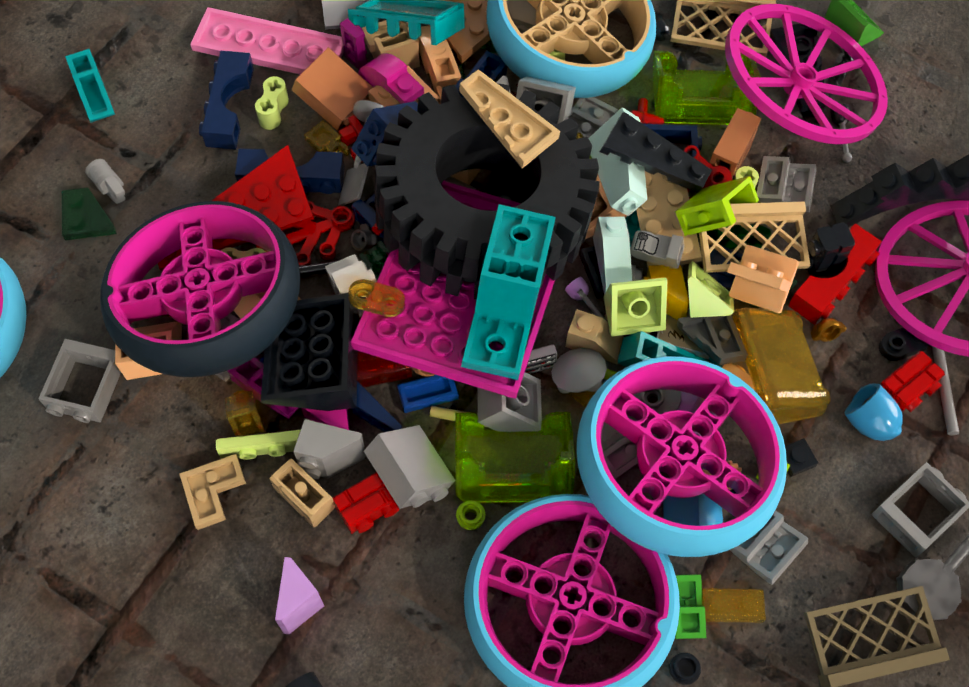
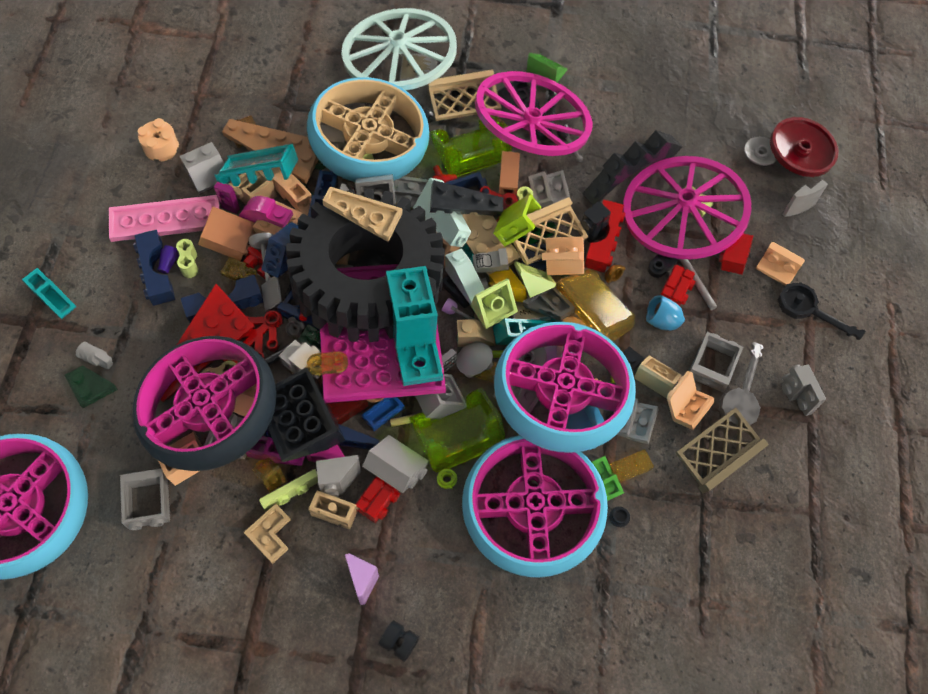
camera: 25 degrees left, 0 degrees up
(247, 95) = (167, 258): none -> dark purple cone
(827, 495) = (657, 376): none -> tan slope
(852, 550) = (687, 403): none -> light nougat bracket

